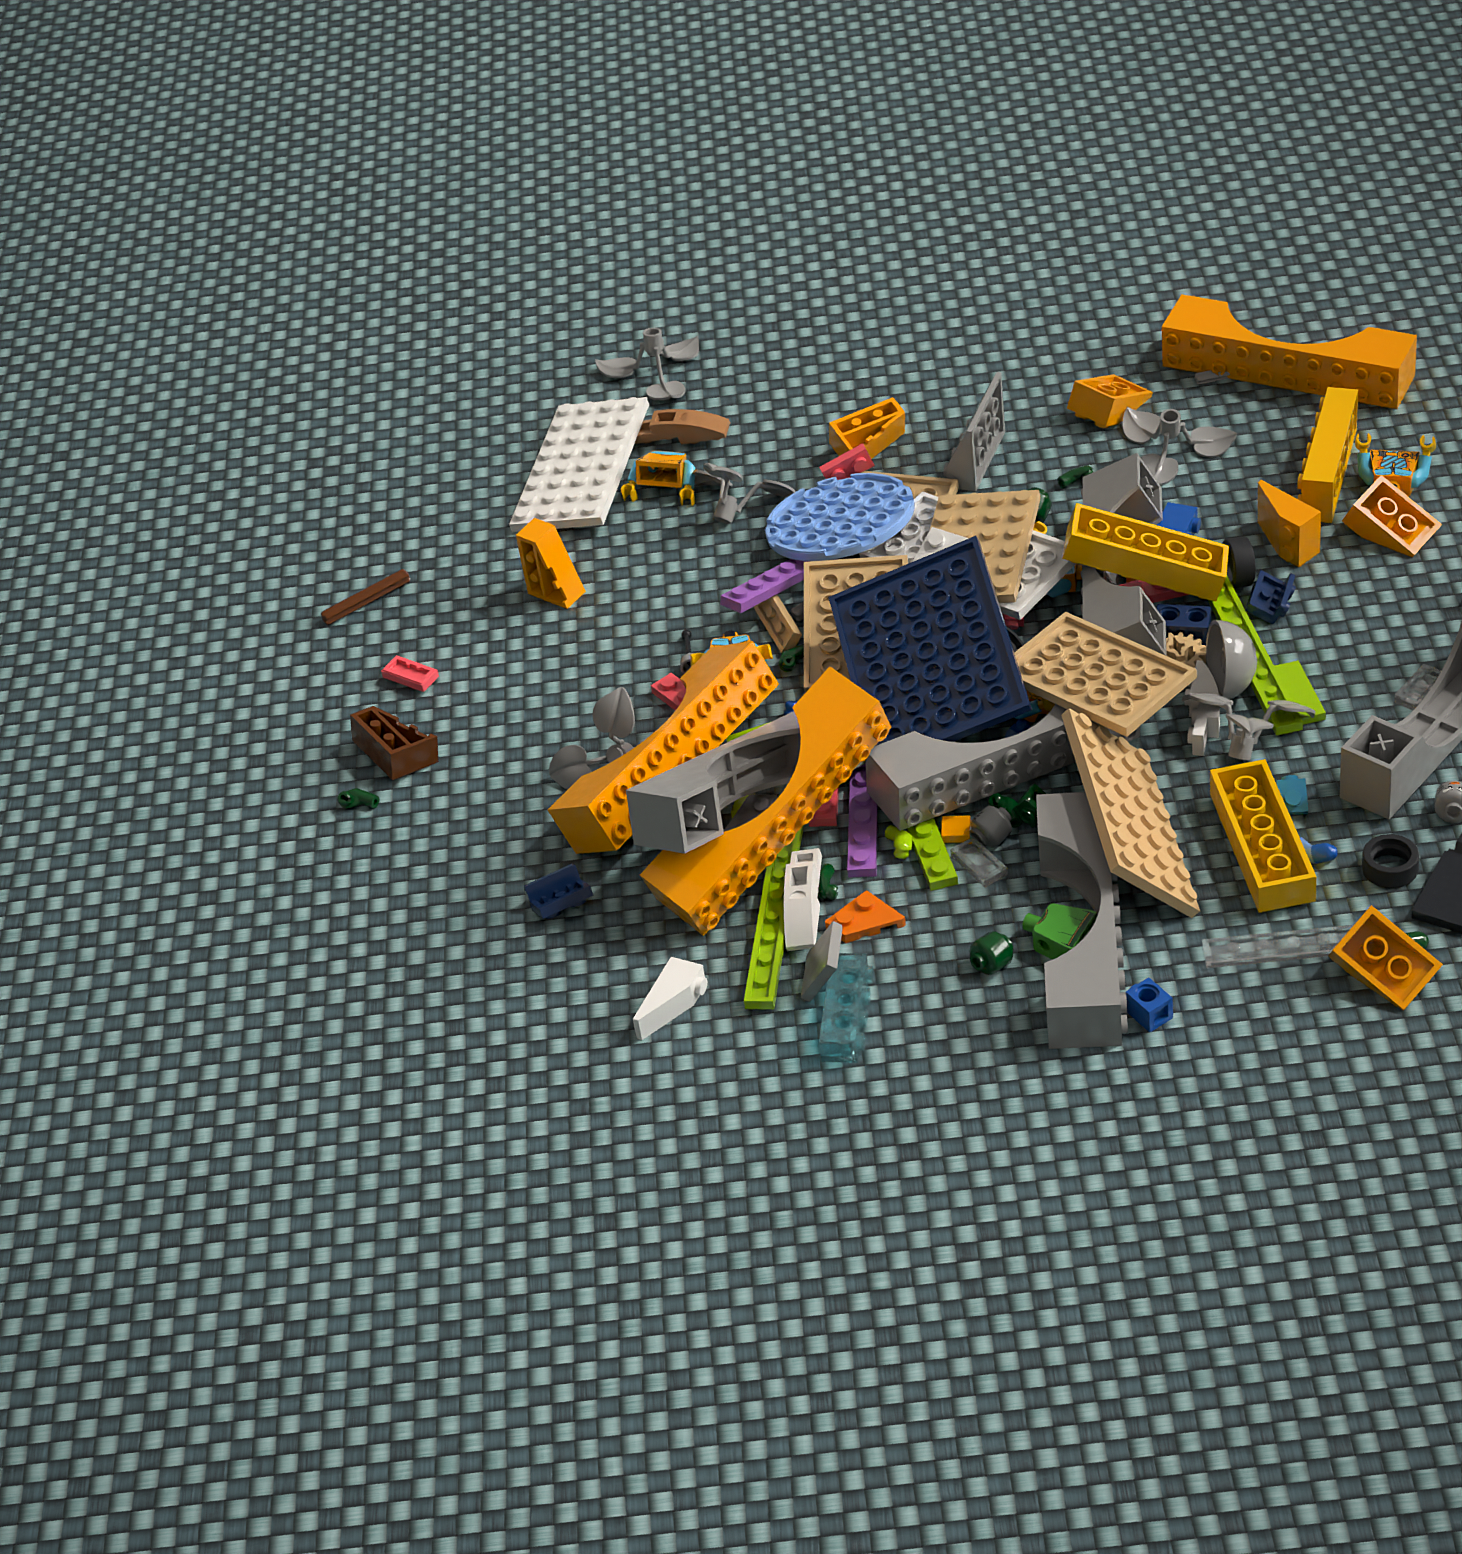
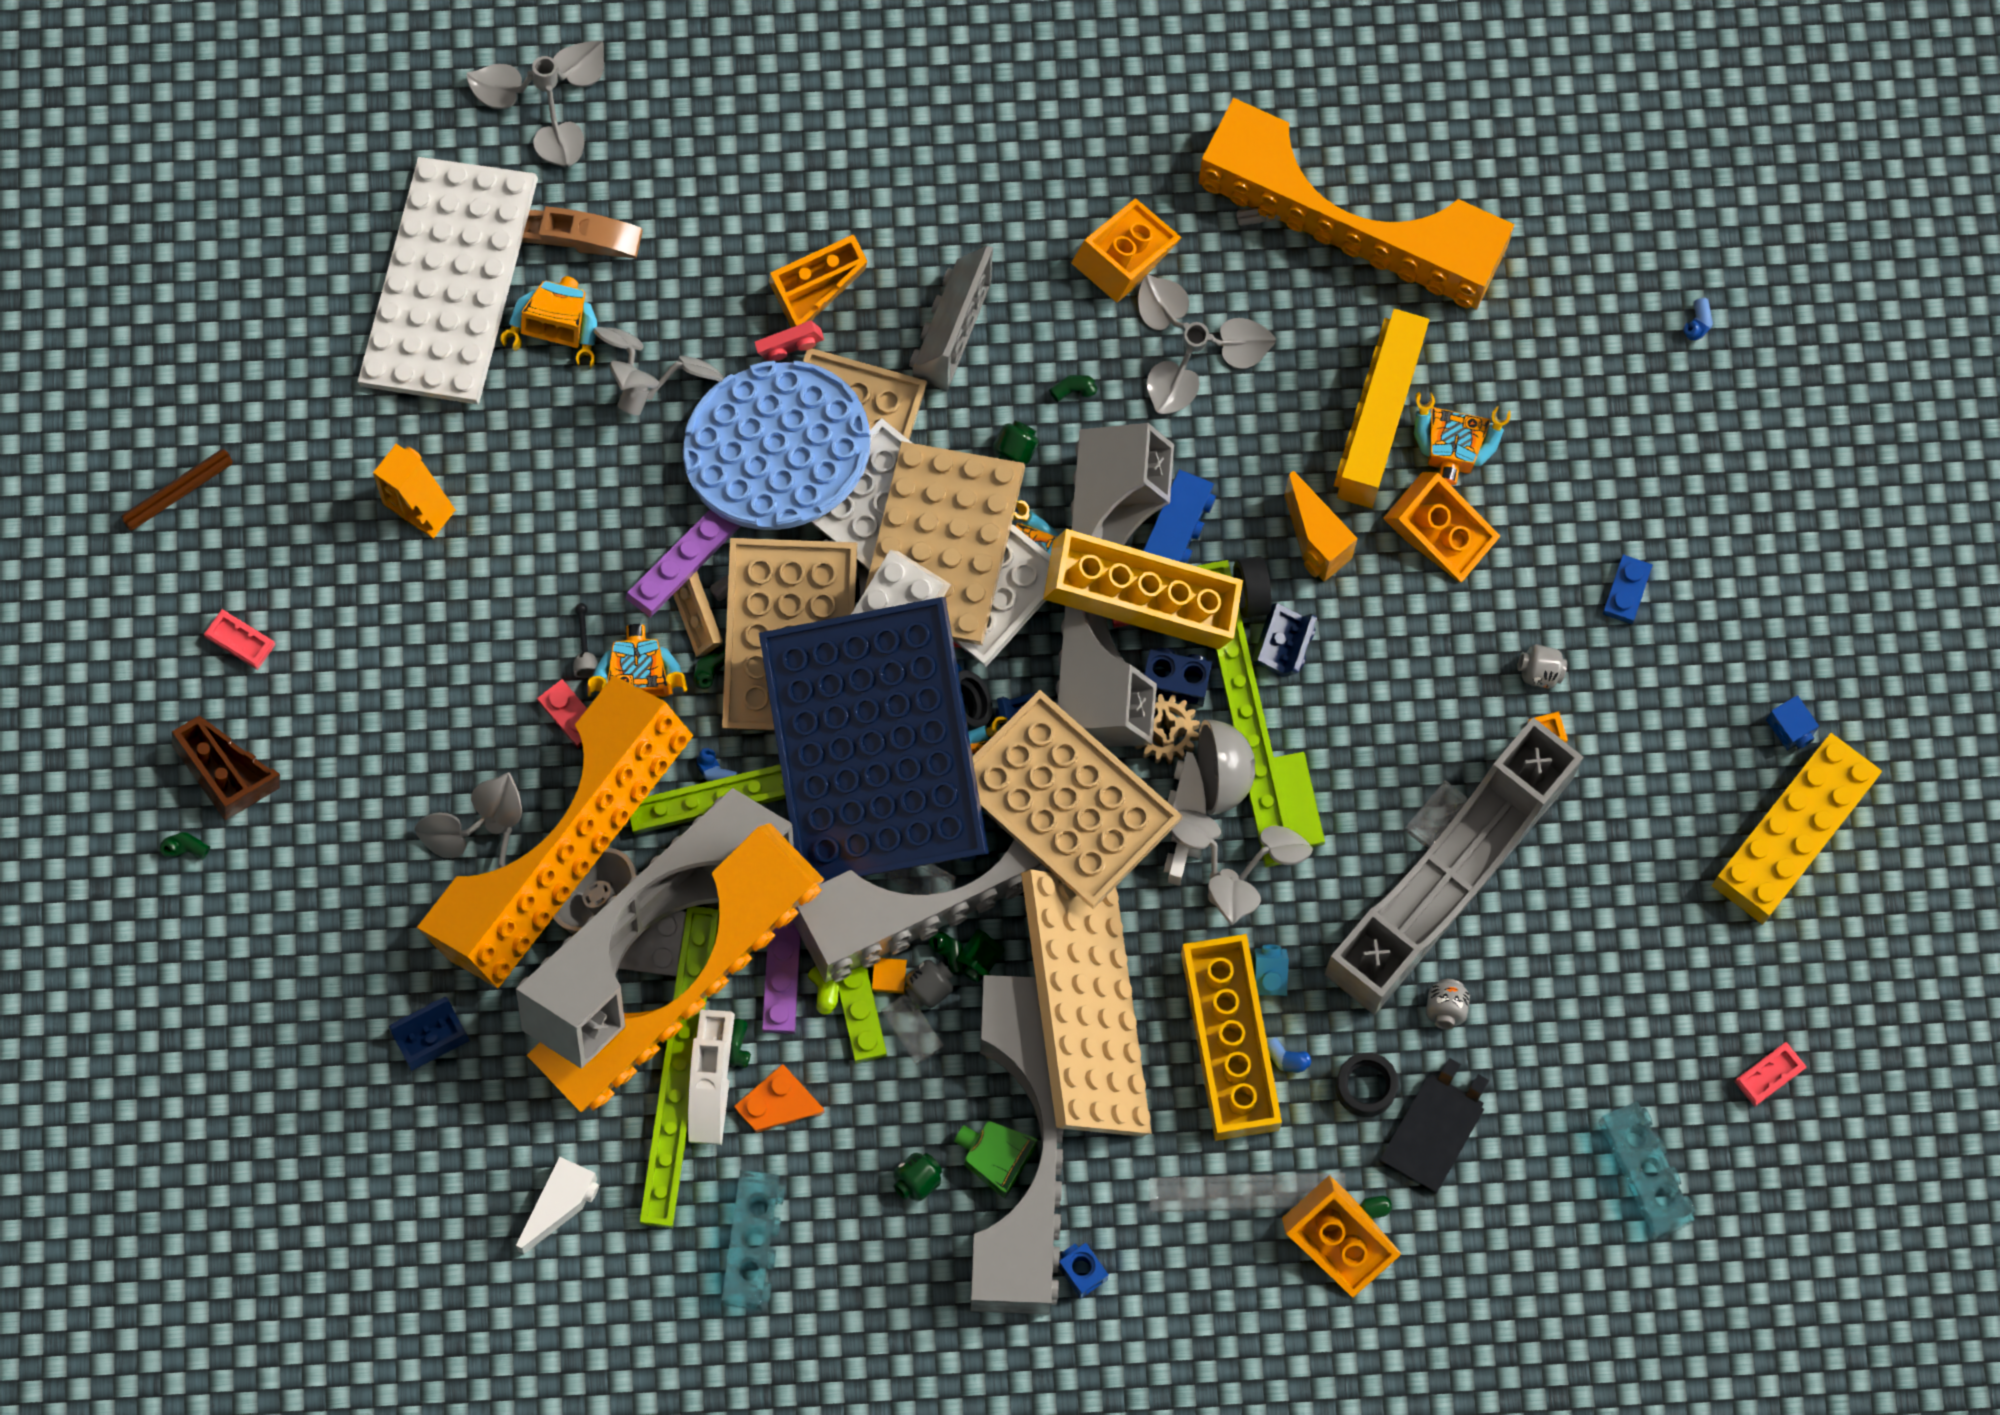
camera: 10 degrees left, 30 degrees up
(821, 961) = (728, 1180): light grey tile -> none

